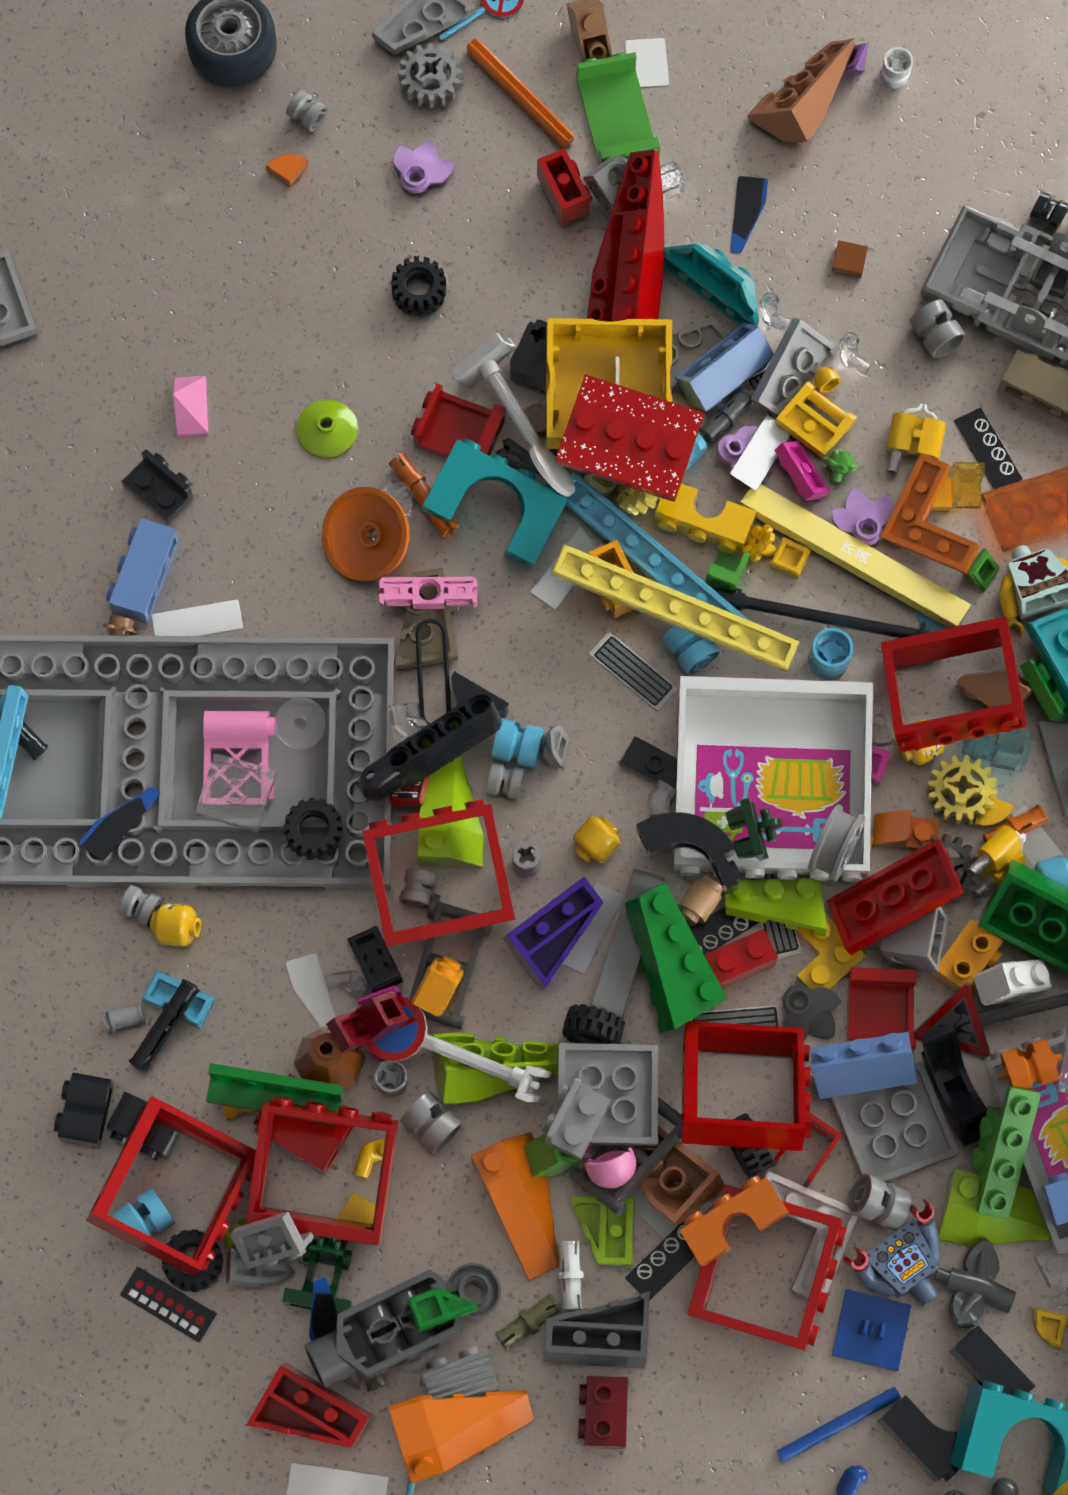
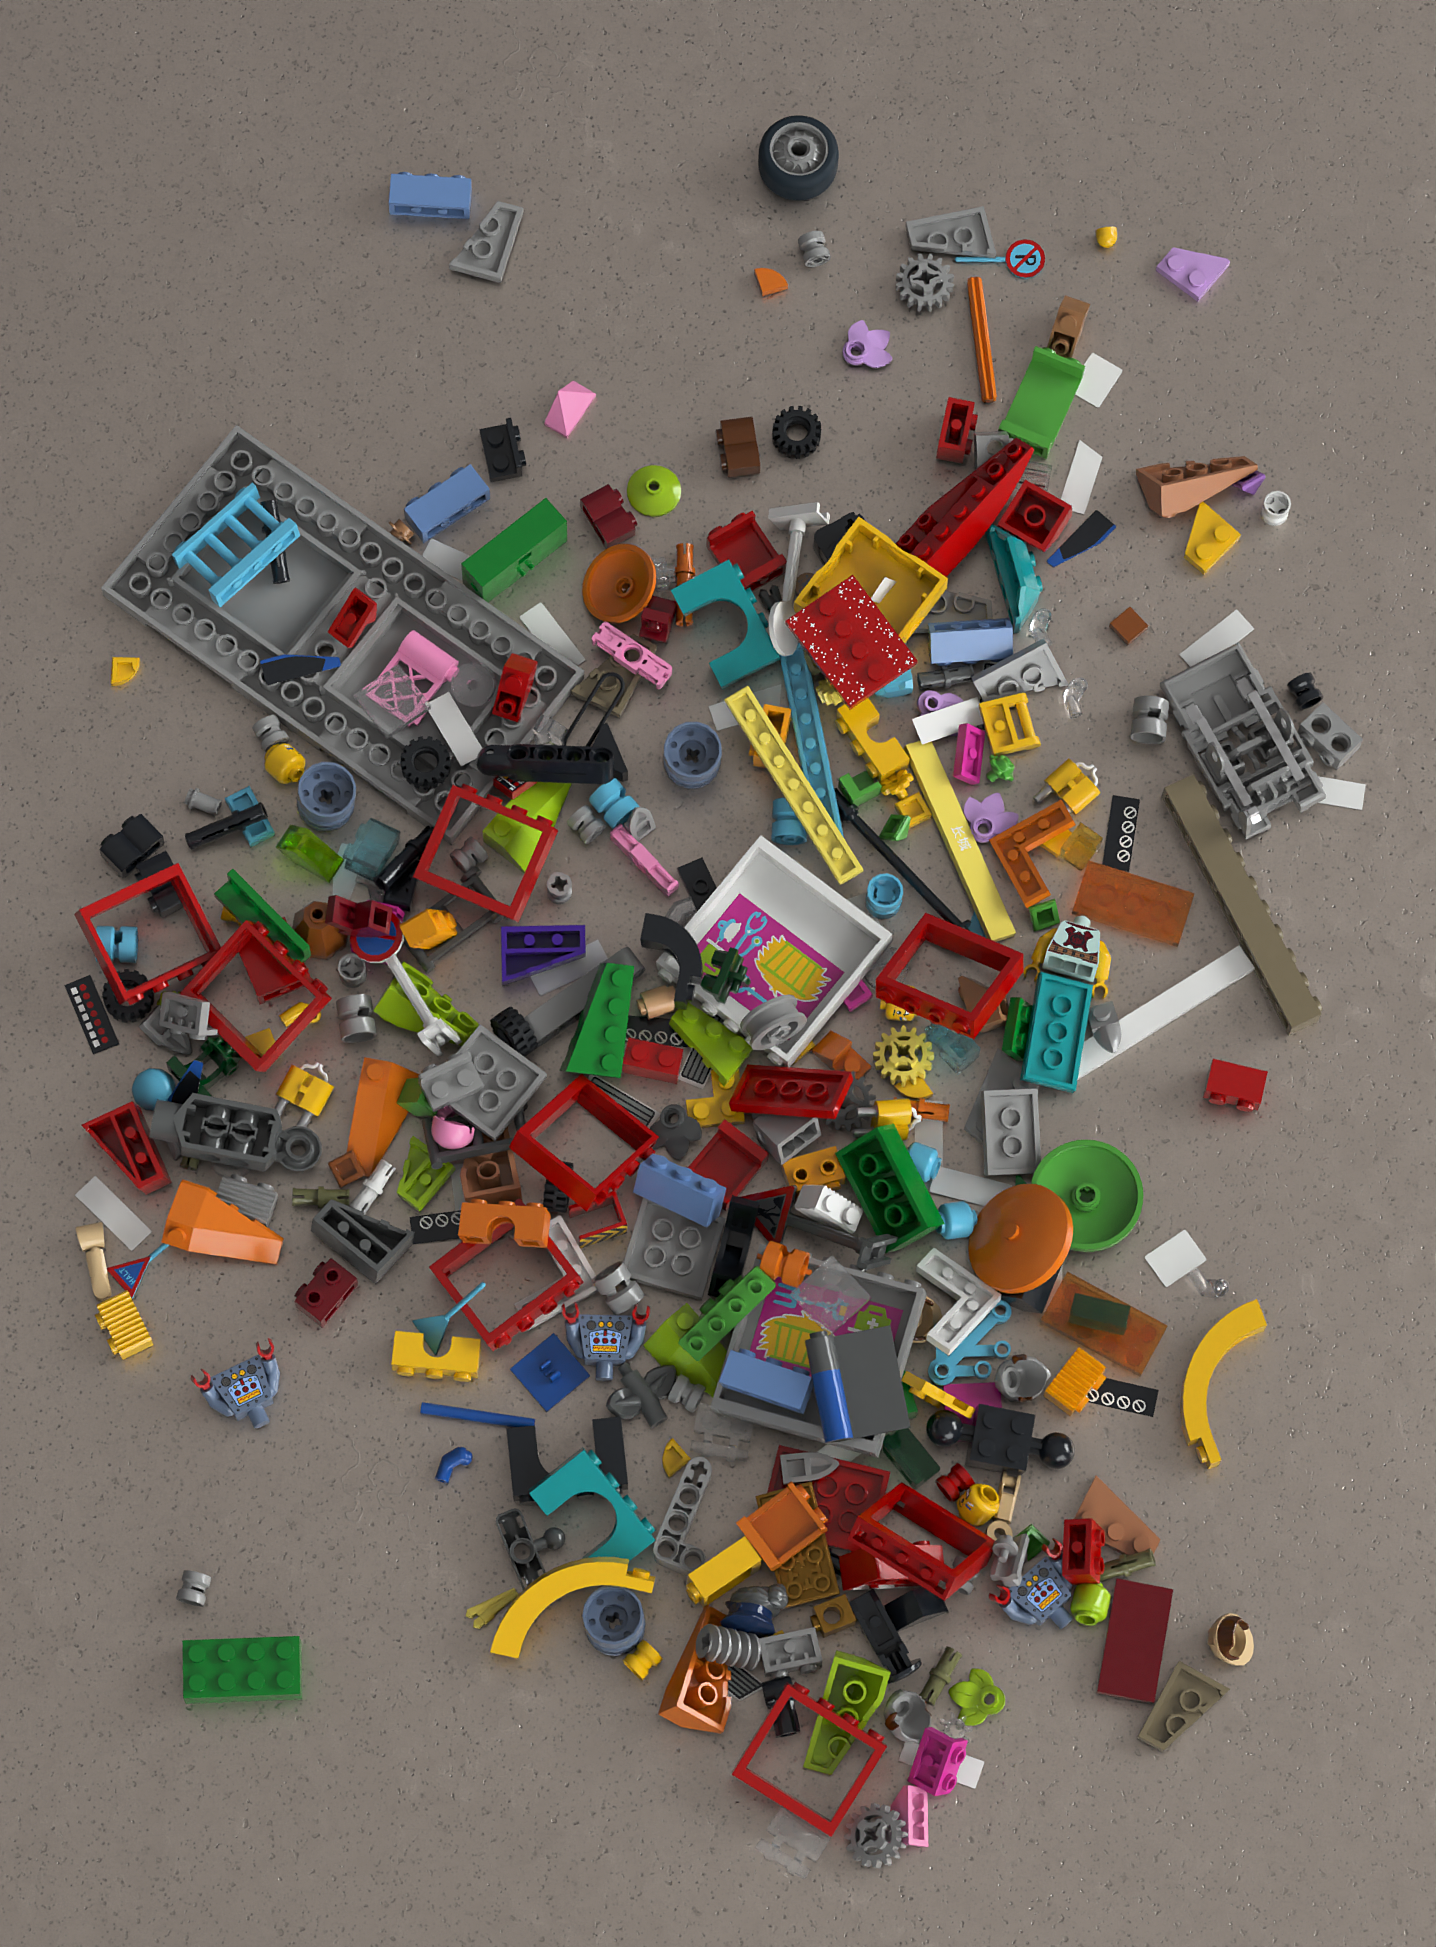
camera: 35 degrees right, 0 degrees up
(141, 738) = (353, 618): none -> red slope
(232, 913) = (329, 782): none -> sand blue wheel
(245, 570) = (515, 551): none -> green brick
(264, 993) = (310, 852): none -> clear neon green slope
(285, 1334) = (152, 1085): none -> medium azure hair
(305, 479) = (608, 516): none -> dark red brick
(315, 777) = (454, 729): none -> white sticker
(322, 623) = (545, 628): none -> white sticker
(322, 948) = (371, 849): none -> clear light blue brick
(344, 698) = (514, 687): none -> red slope
(363, 922) = (401, 863): none -> black pin
(377, 334) = (739, 447): none -> reddish brown brick
(427, 543) = (657, 619): none -> dark red brick
(434, 1230) = (304, 1091): none -> yellow piece
(437, 1308) = (261, 1137): green tile -> none
(531, 1275) = (346, 1168): none -> dark orange tile
(562, 629) = (692, 740): none -> sand blue wheel
(584, 777) = (644, 860): none -> bright pink piece
(596, 839) = (618, 909): yellow head -> none
(633, 671) = (737, 811): sticker -> none
(696, 214) = (1036, 516): none -> red slope
(703, 158) = (1081, 478): none -> white sticker
(734, 1369) = (435, 1327): none -> medium azure piece
(784, 1383) = (459, 1361): none -> yellow arch
(788, 584) = (896, 828): none -> bright green slope
(826, 379) = (1040, 701): yellow hinge -> none
(858, 134) = (1209, 539): none -> yellow wing
(935, 220) = (1220, 637): none -> white sticker
(1016, 1255) = (686, 1393): none -> light grey wheel

